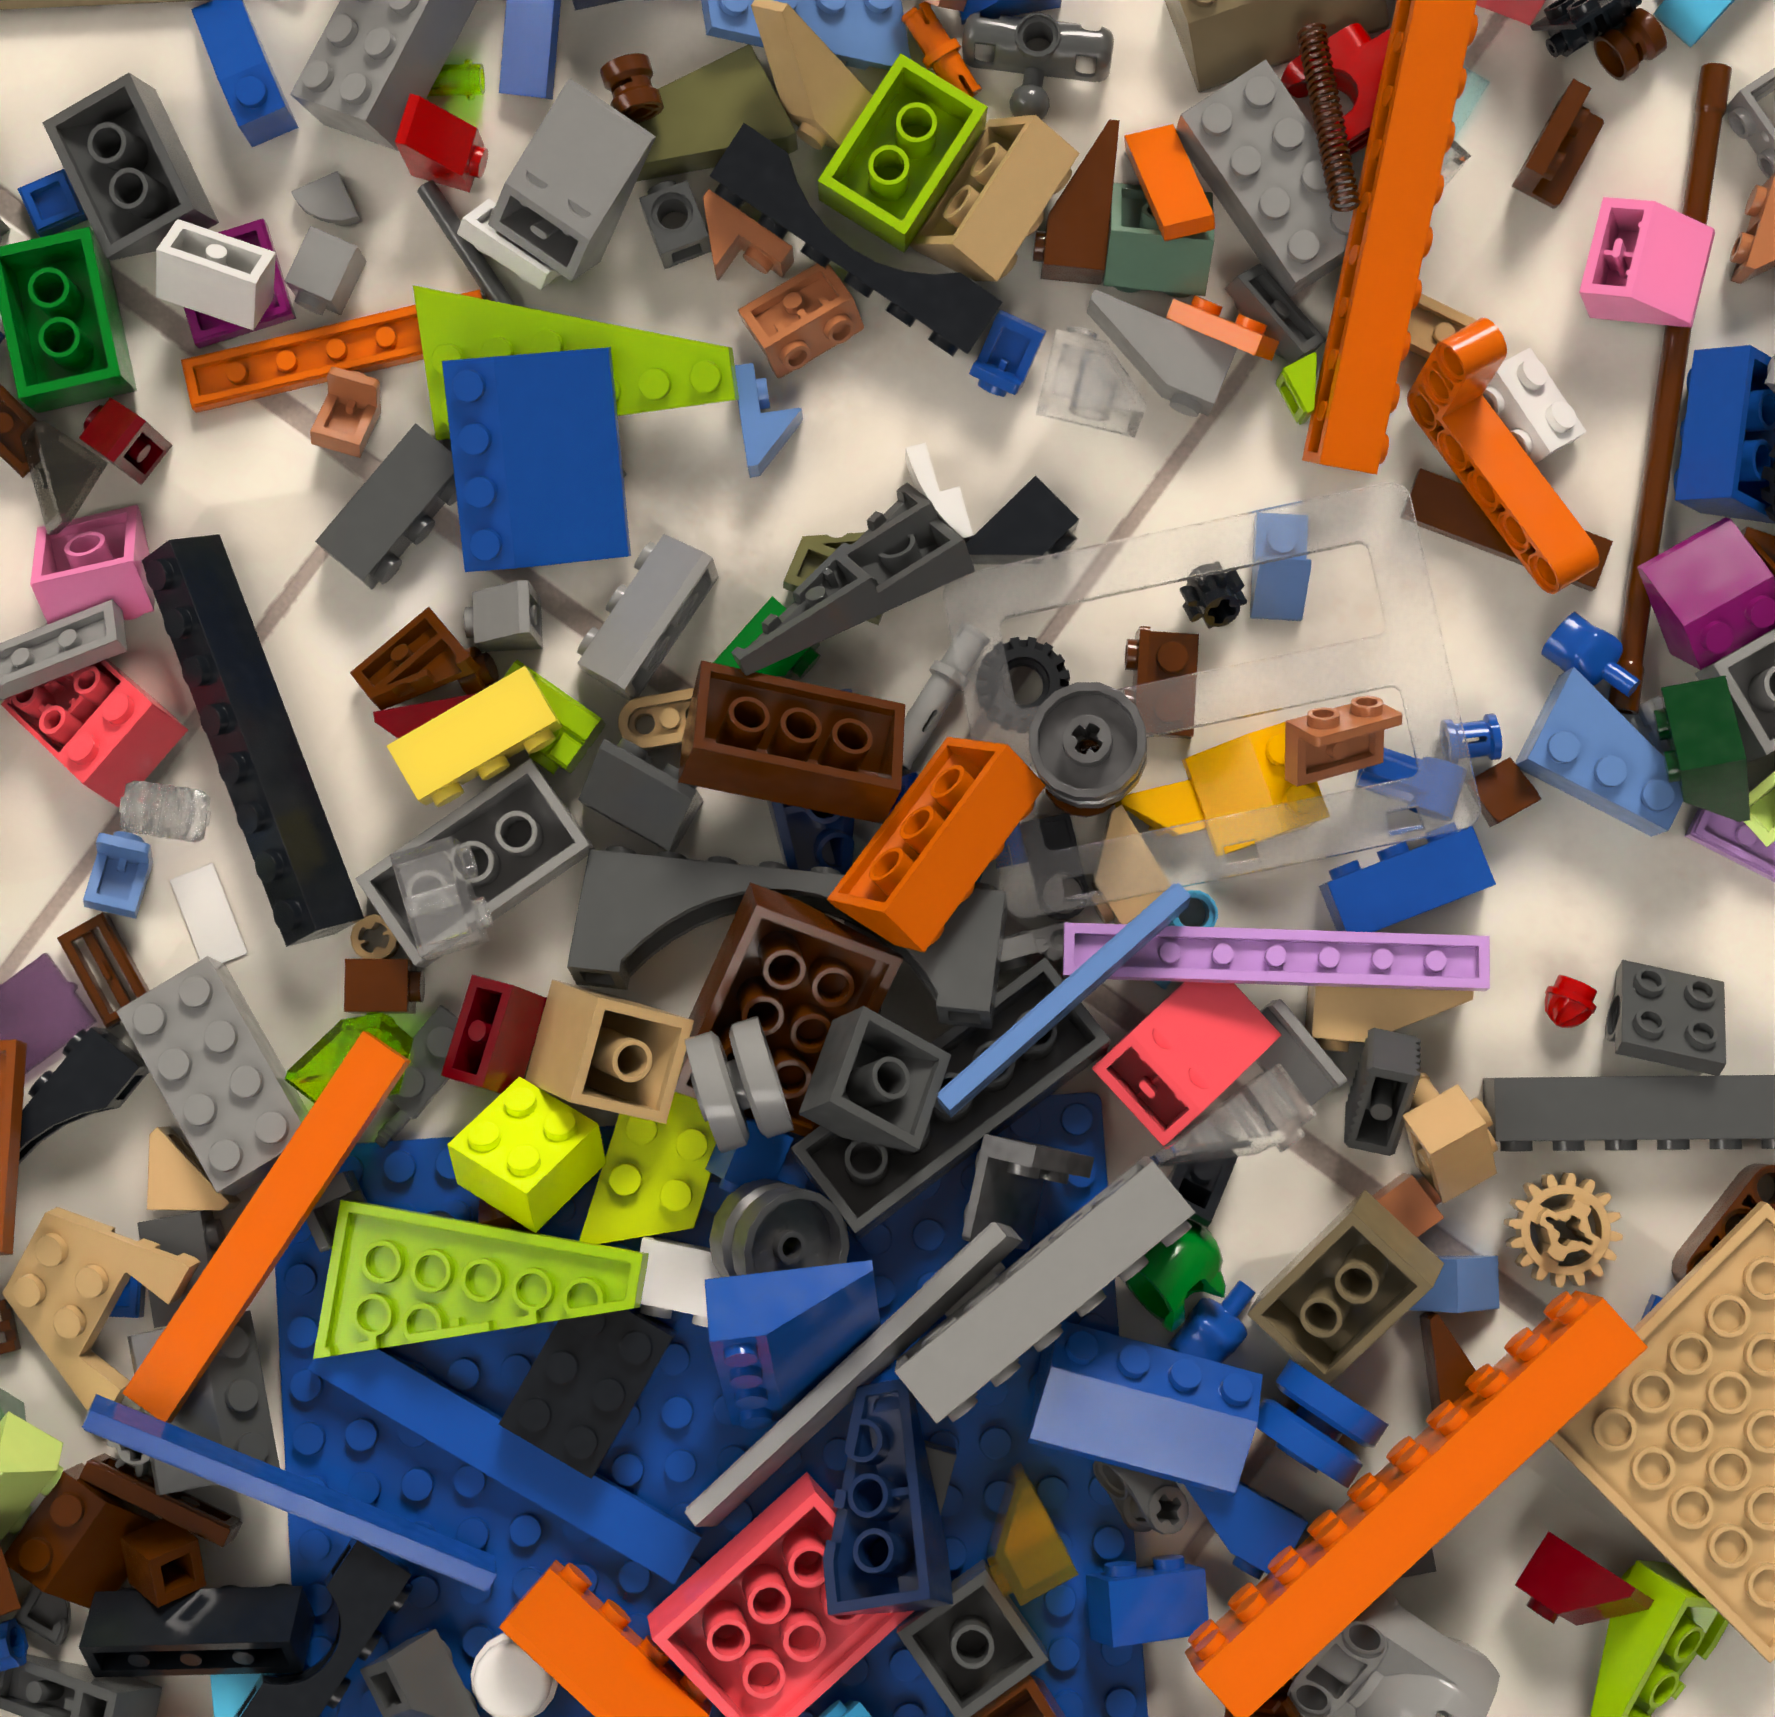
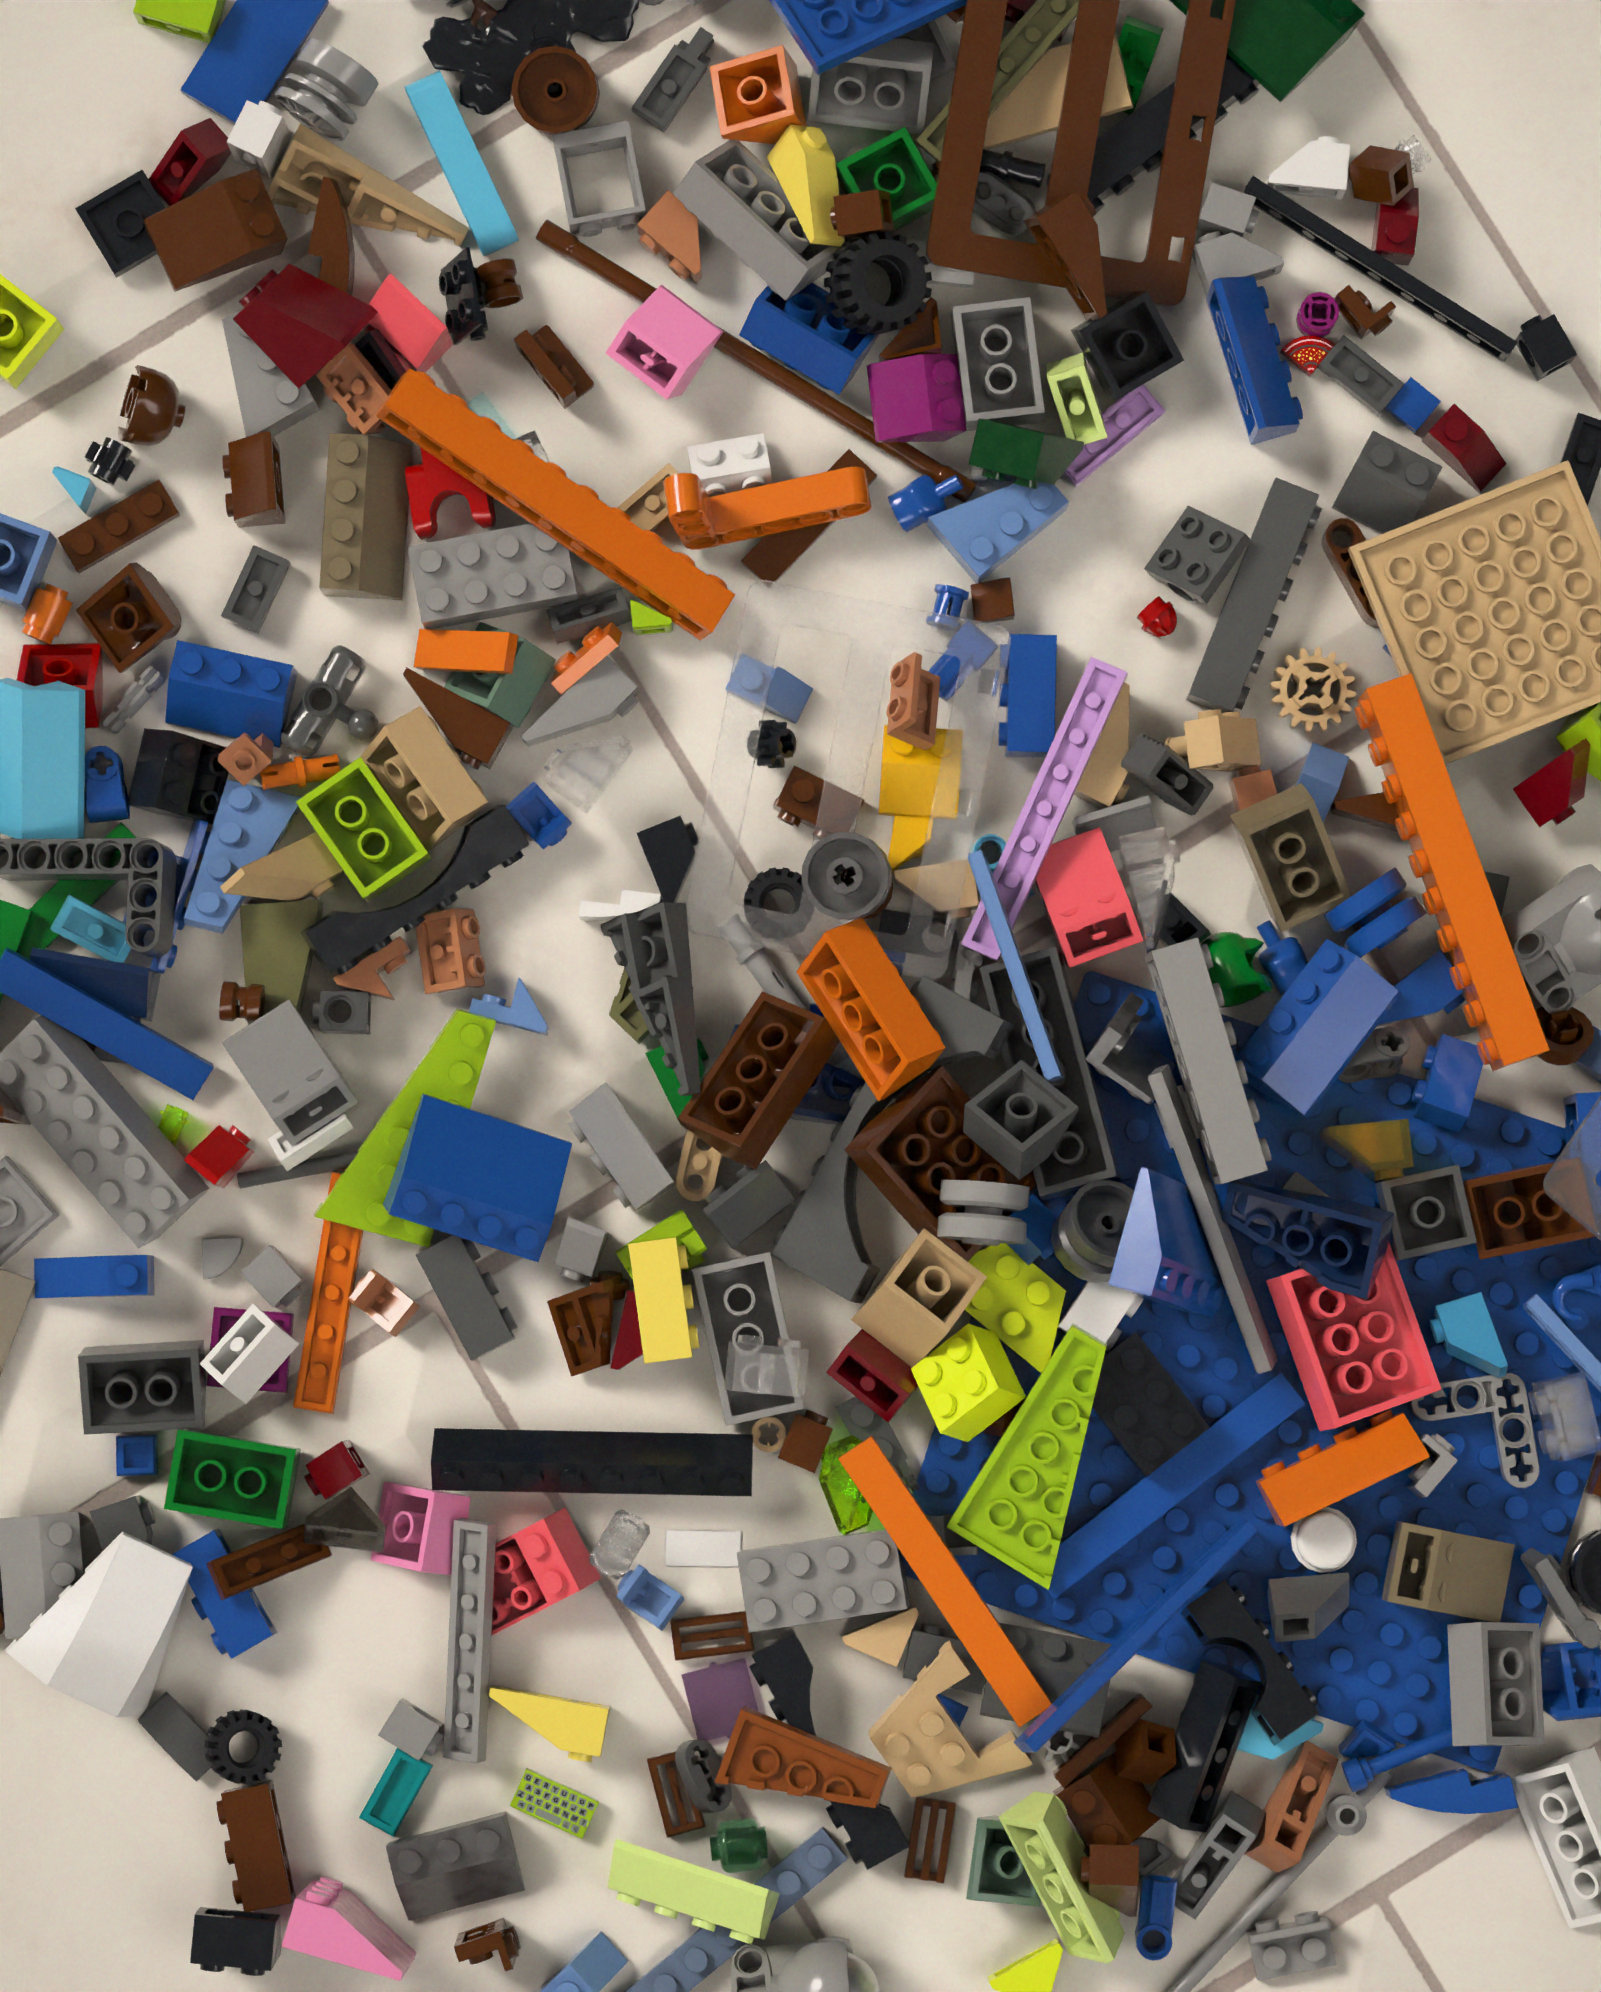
camera: 65 degrees left, 0 degrees up
(1318, 122) = (472, 520): reddish brown piece -> none

